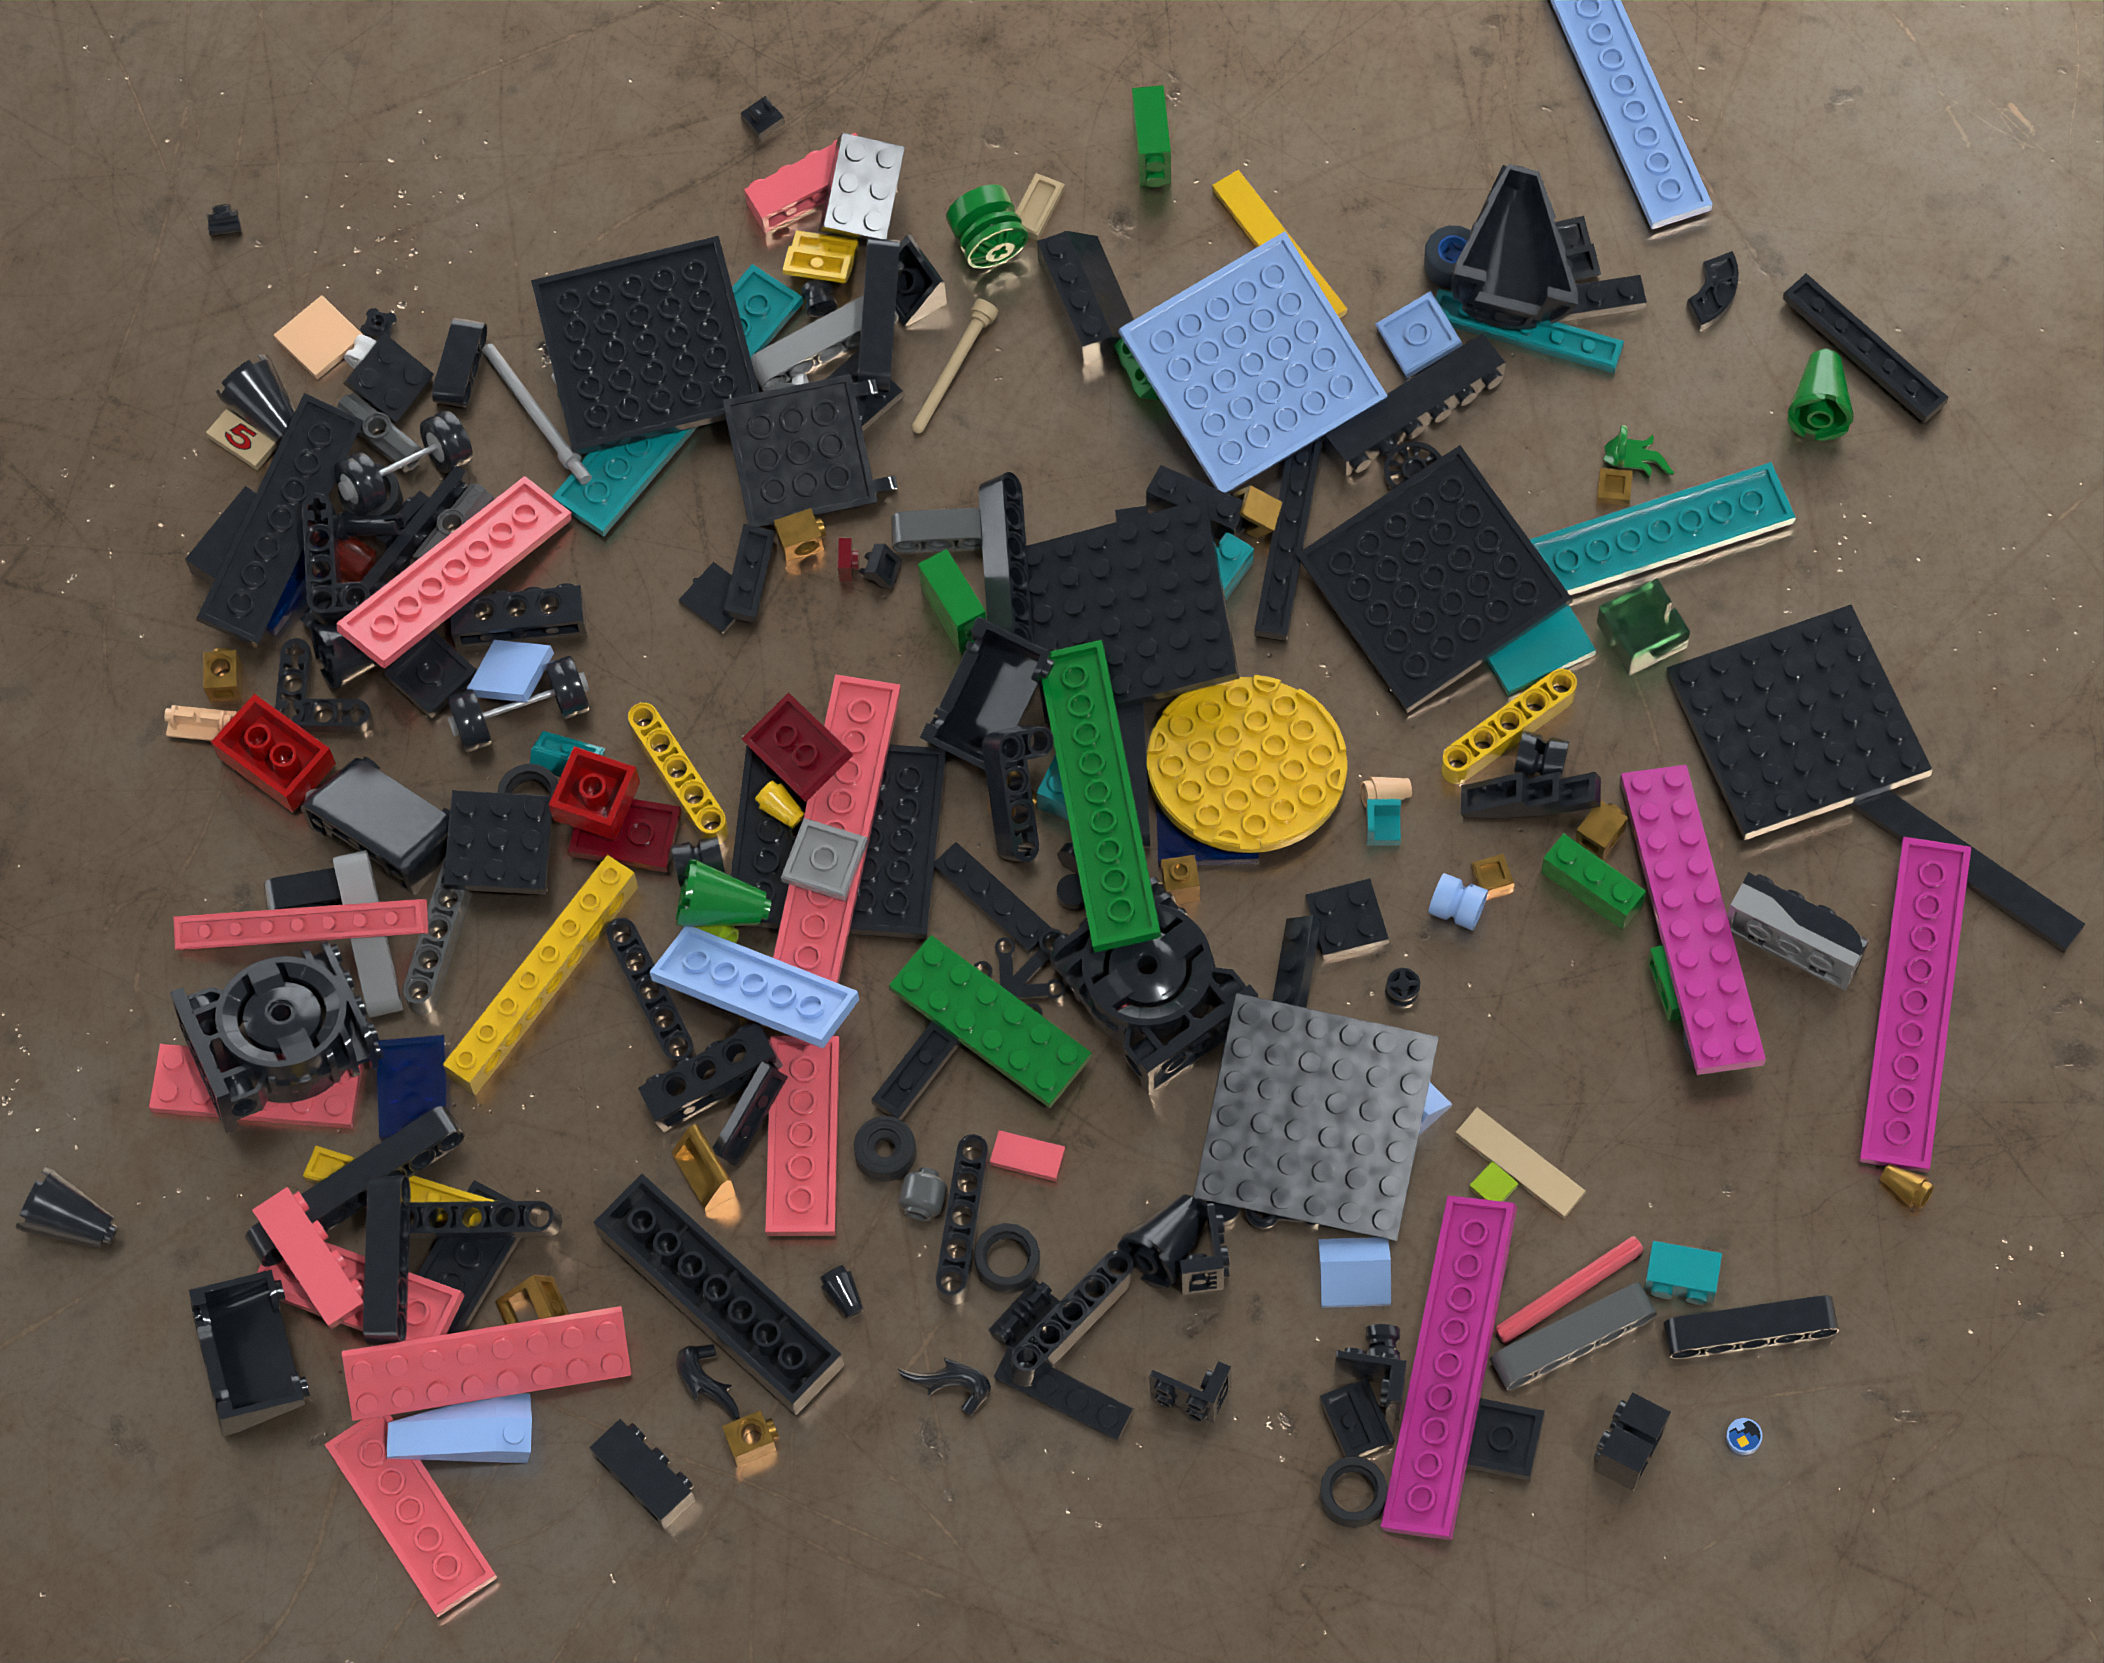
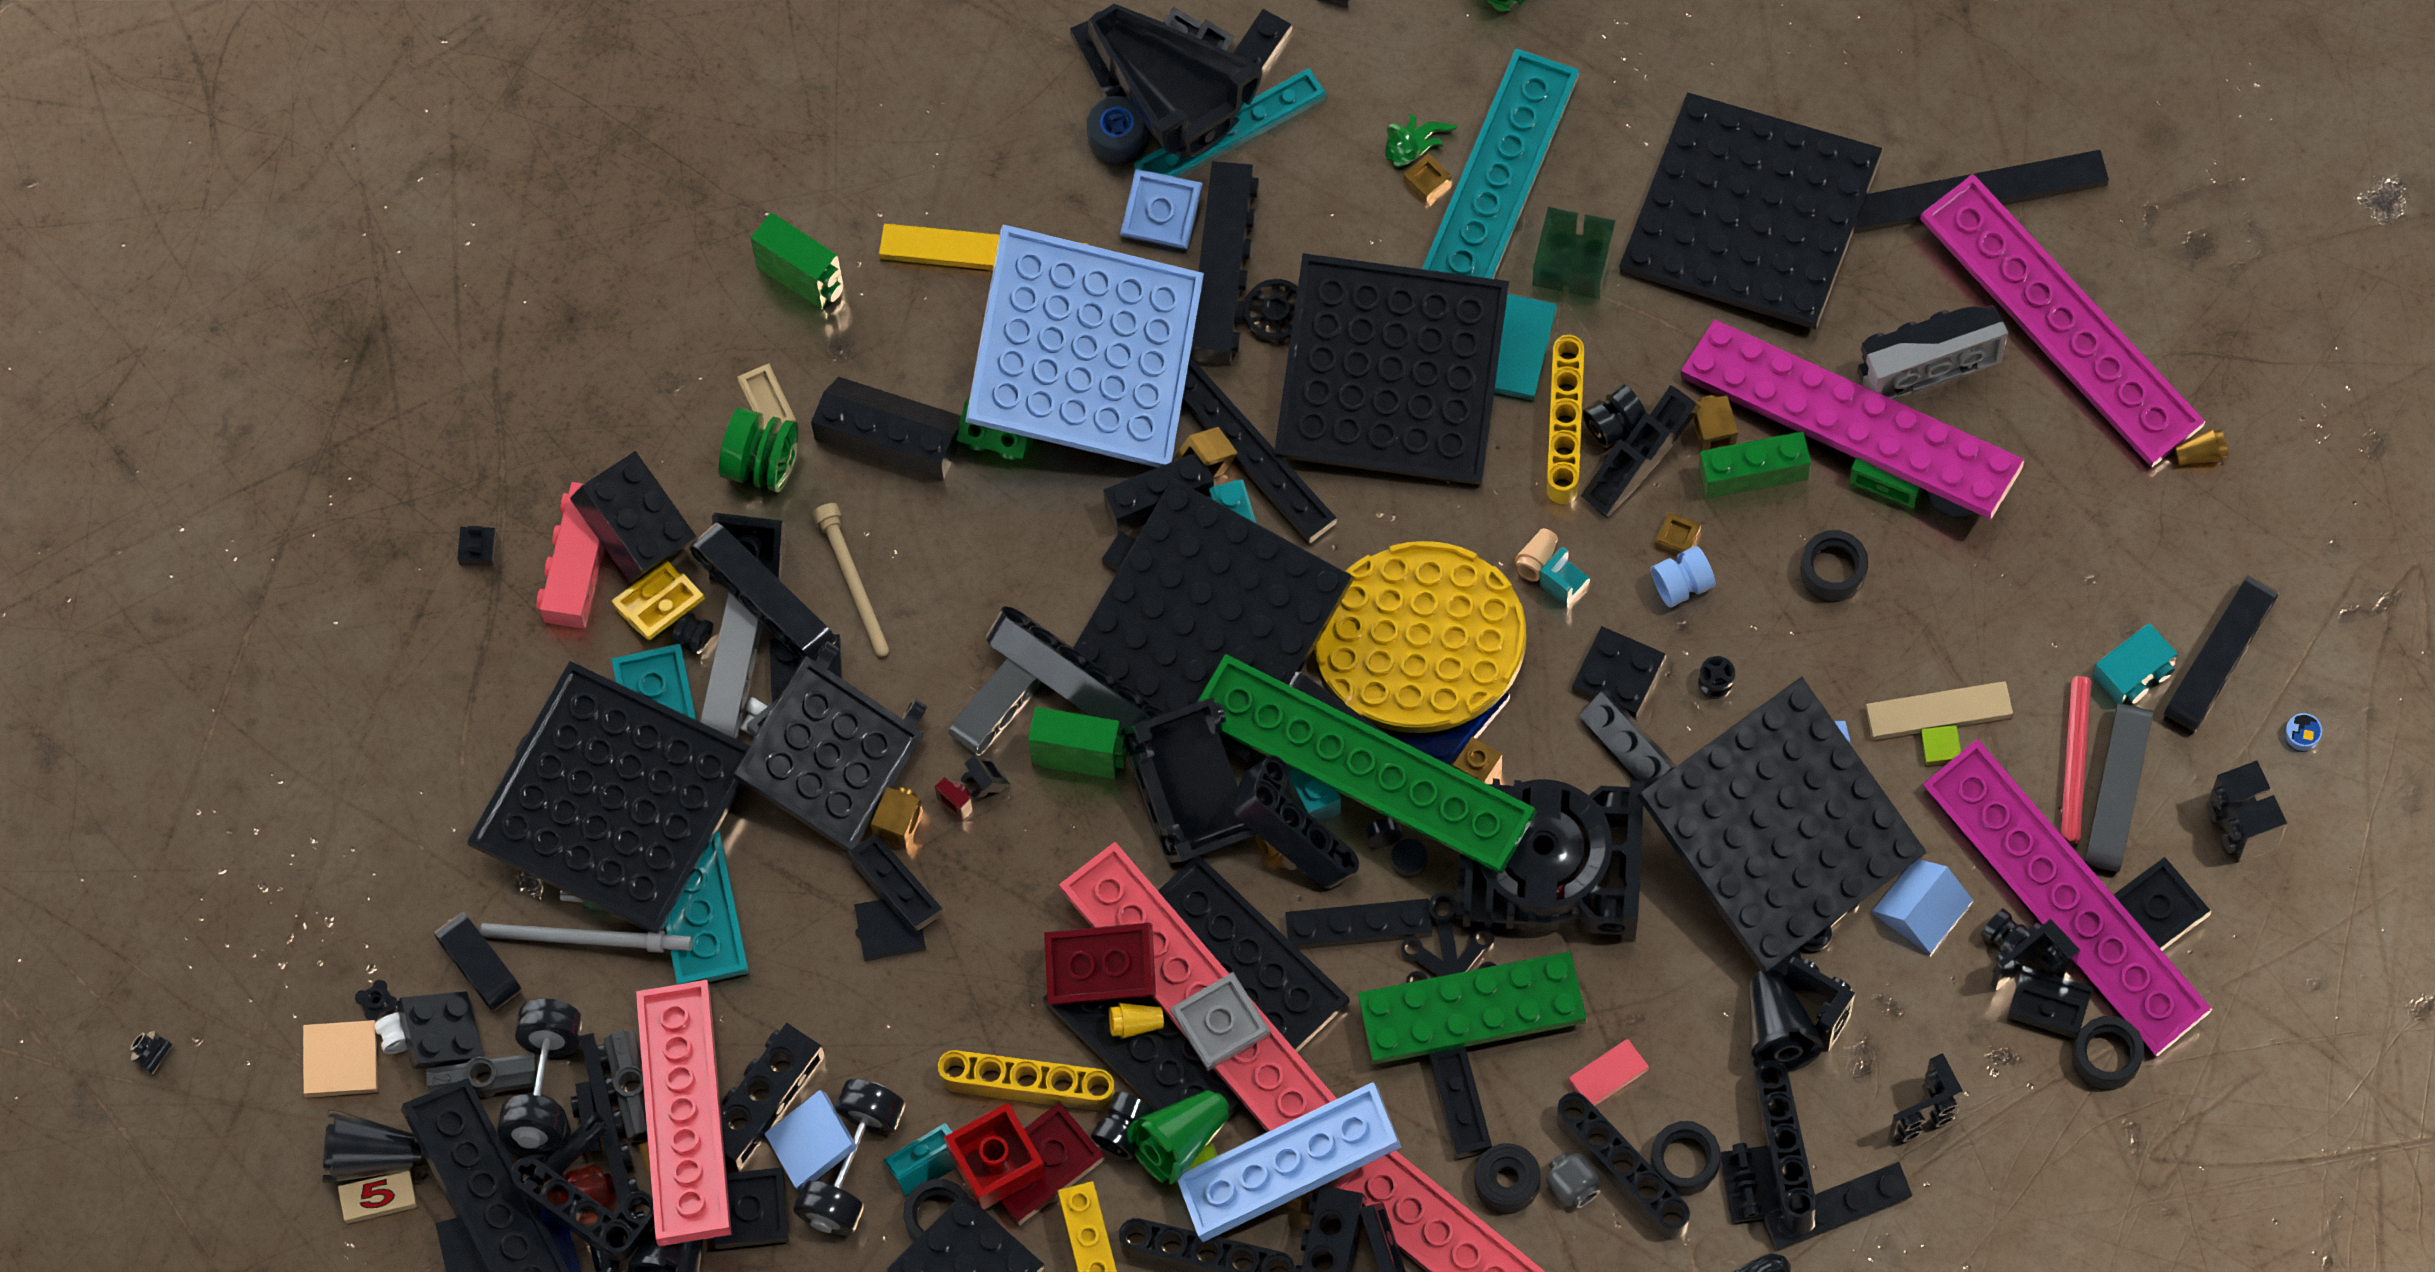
camera: 50 degrees left, 0 degrees up
(1571, 974) = (1834, 540): none -> black tyre

